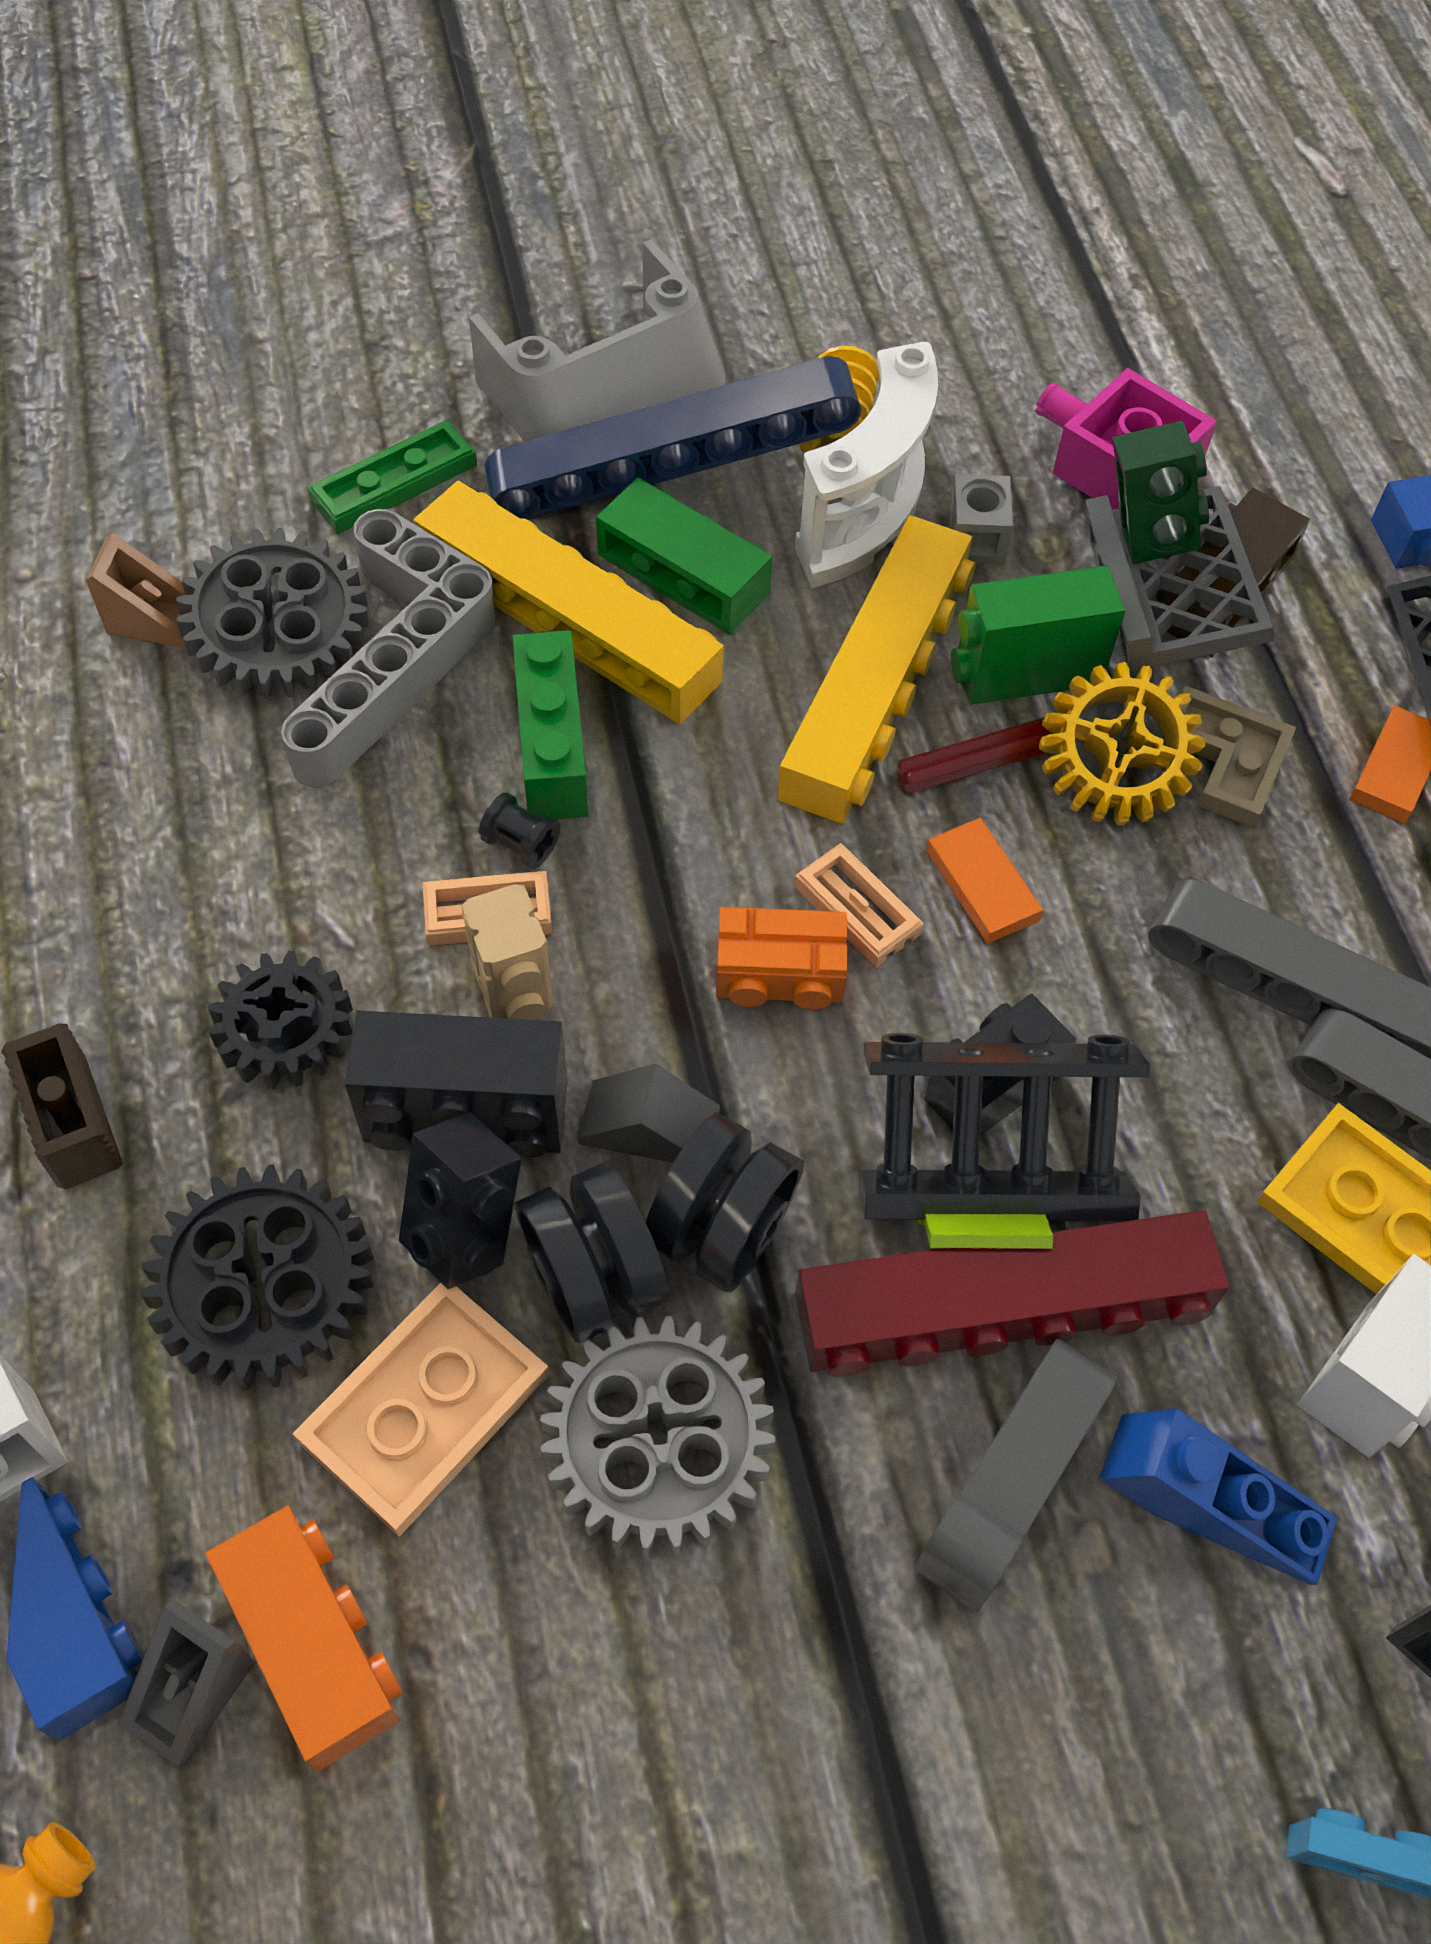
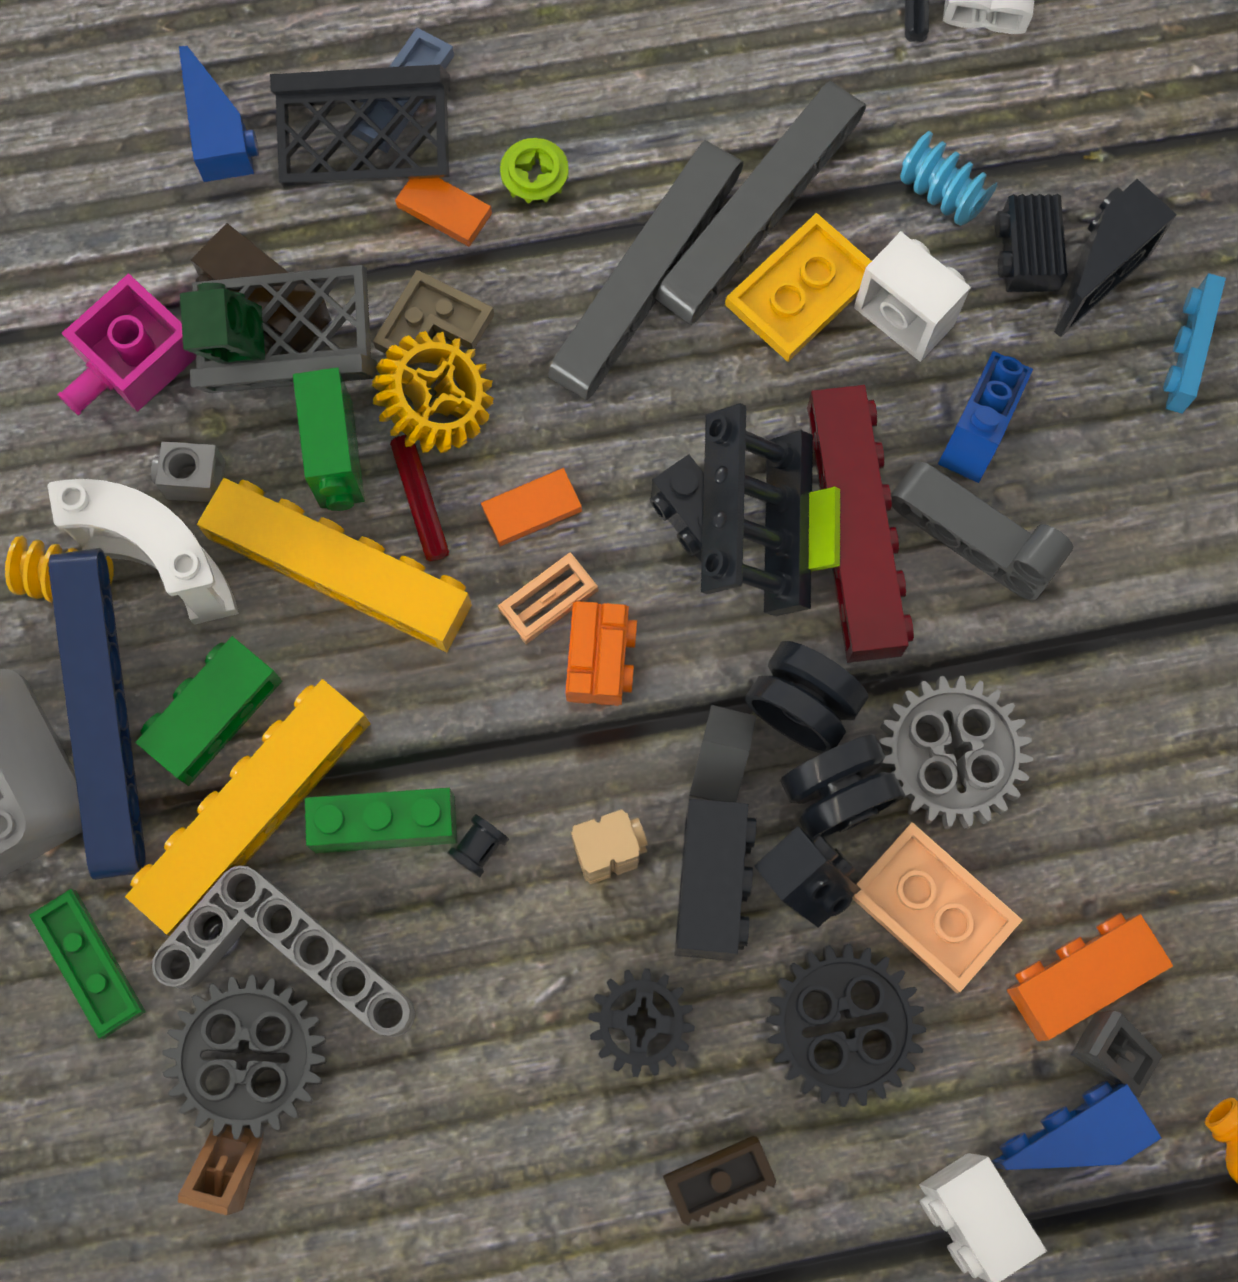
camera: 85 degrees left, 15 degrees up
(446, 923) = (543, 912): light nougat tile -> none

